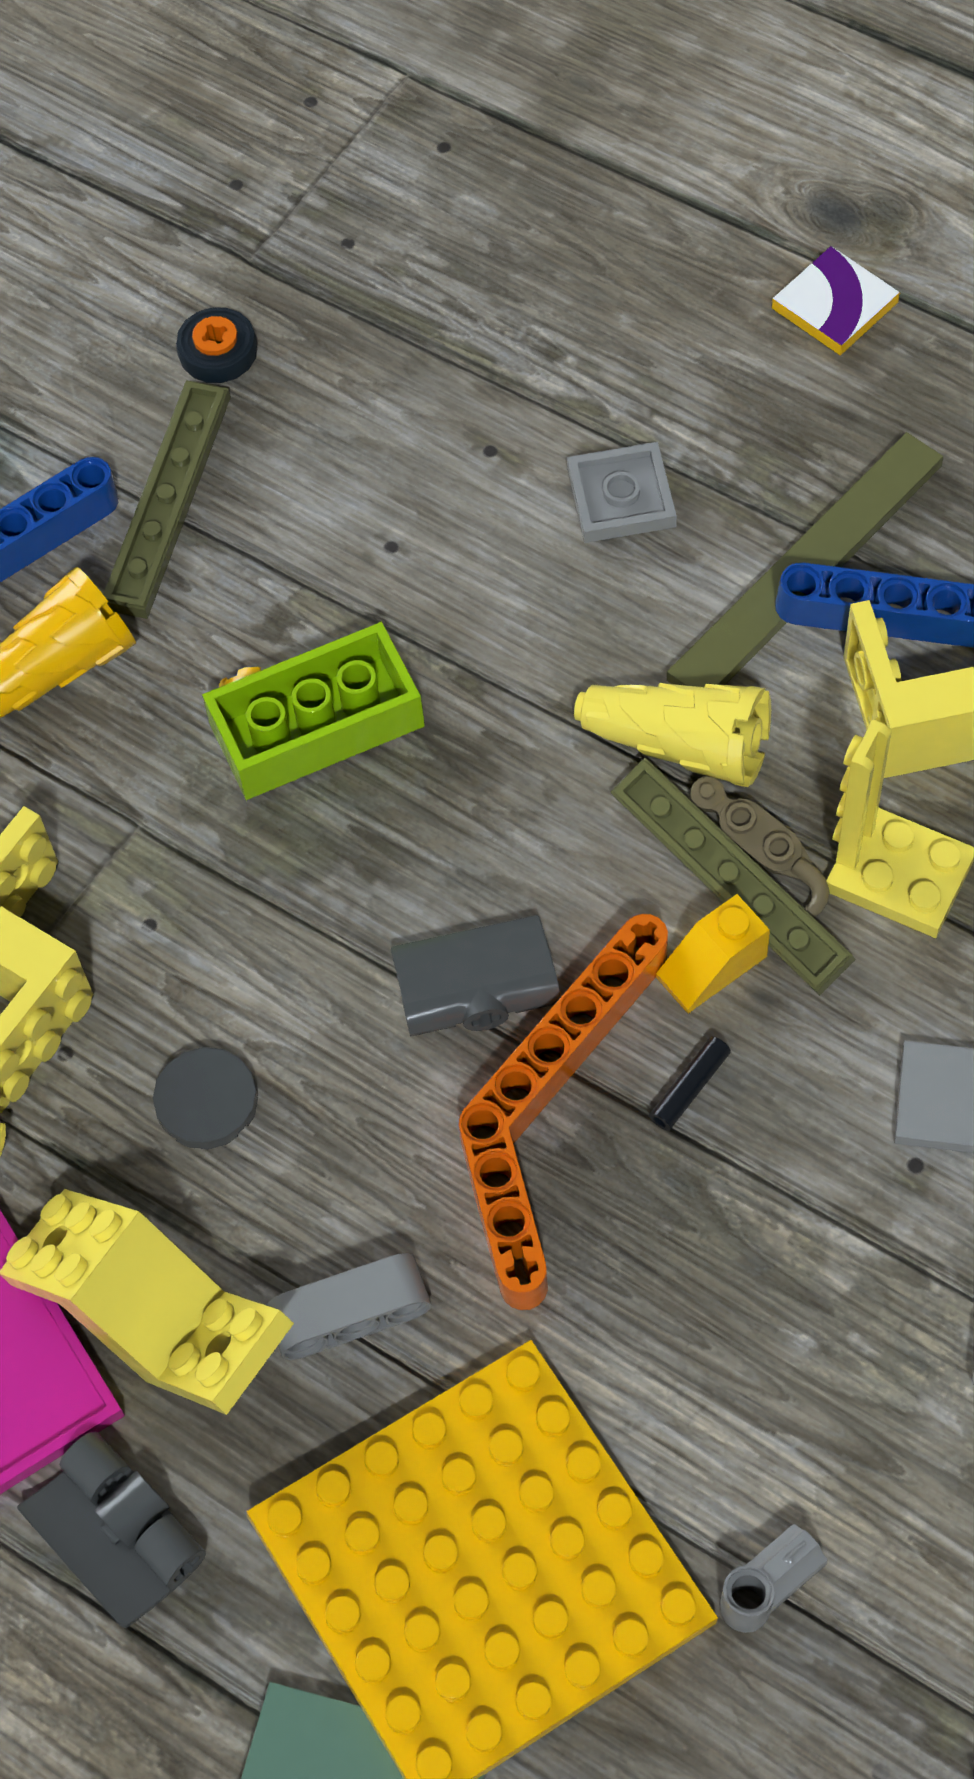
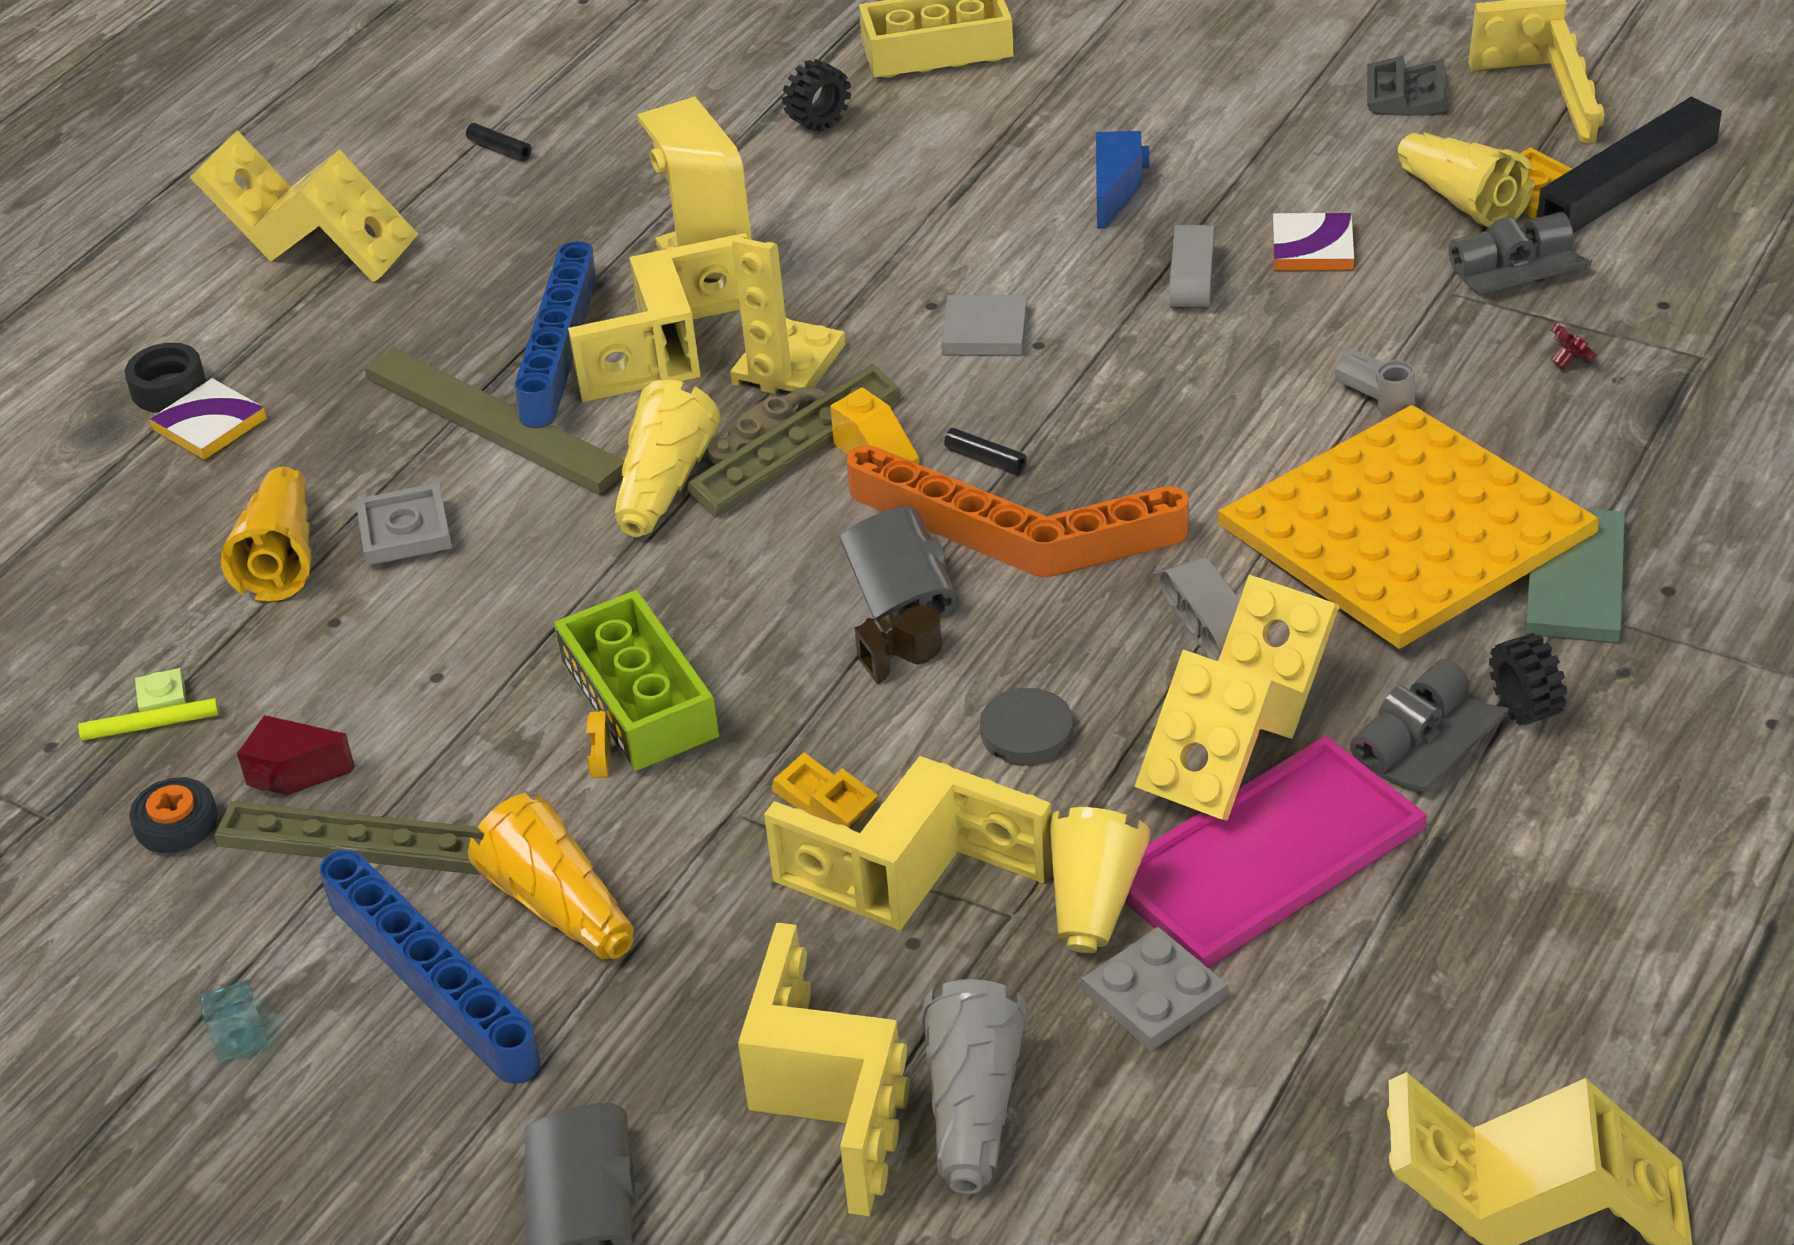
camera: 95 degrees left, 20 degrees down
(137, 1646) = (1528, 679): none -> black tyre
(143, 898) = (821, 793): none -> yellow slope
(274, 424) = (293, 756): none -> dark red slope
(355, 982) = (910, 637): none -> dark brown leg
(362, 312) = (148, 719): none -> neon yellow bar
(396, 316) = (160, 690): none -> yellowish green plate
(590, 371) = (271, 539): none -> yellow cone
(906, 224) = (158, 361): none -> black tyre

